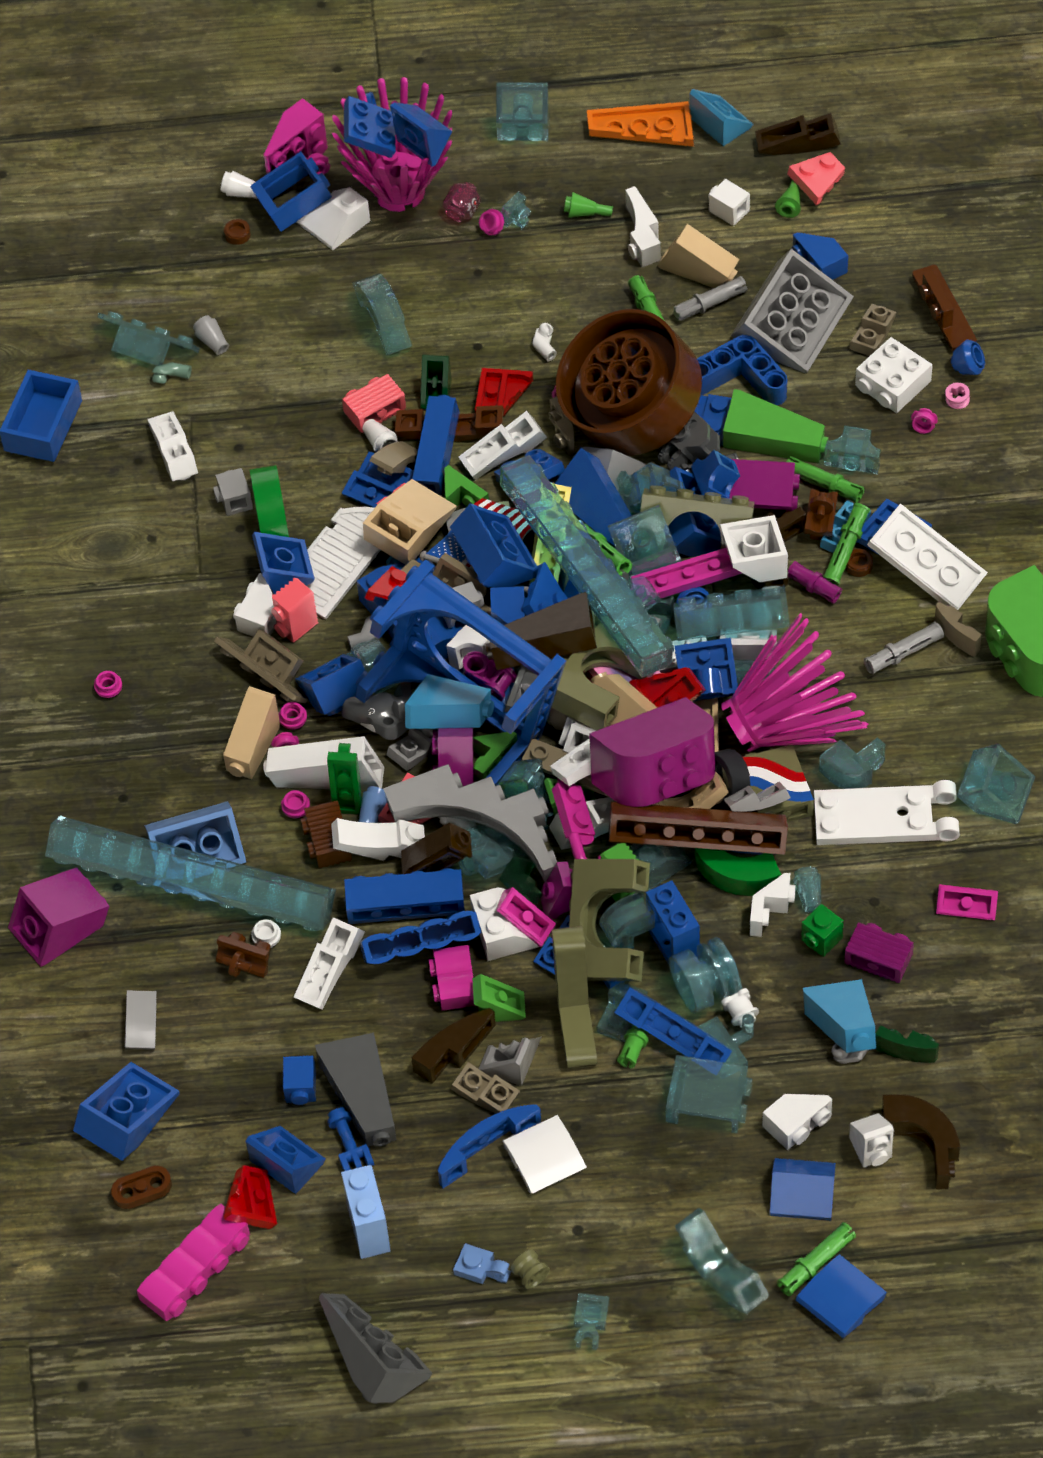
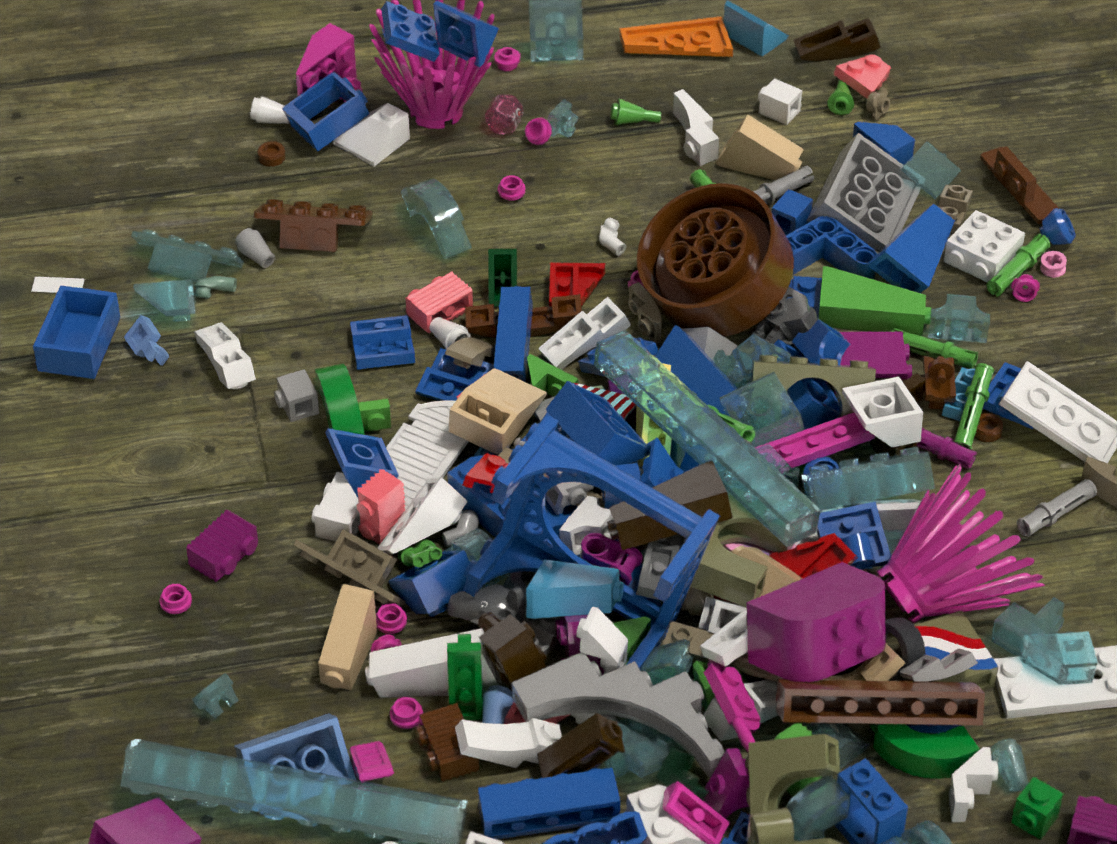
camera: 10 degrees left, 10 degrees down
(28, 361) = (52, 284): none -> white sticker
(100, 426) = (143, 339): none -> medium blue plate
(128, 383) = (170, 297): none -> clear light blue slope
(130, 776) = (217, 690): none -> clear light blue tile
(153, 636) = (222, 545): none -> magenta brick
(258, 847) = (370, 761): none -> dark pink slope
(266, 313) = (311, 226): none -> reddish brown bracket
(301, 516) = (375, 414): none -> bright green plate
(317, 440) = (382, 342): none -> blue slope
(325, 656) = (421, 554): none -> bright green piece
(336, 618) = (430, 511): none -> white slope
(387, 755) = (510, 647): none -> dark brown brick
(458, 283) = (511, 188): none -> dark pink plate
(466, 756) = (602, 640): none -> white slope
(474, 137) = (507, 59): none -> dark pink plate
(717, 327) = (792, 211): none -> blue brick
(824, 209) = (878, 103): none -> dark tan plate
(824, 378) = (915, 251): none -> blue slope
(860, 286) = (930, 170): none -> clear light blue piece
(871, 793) = (1061, 656): none -> clear light blue slope
(931, 388) = (1025, 258): none -> bright green pin

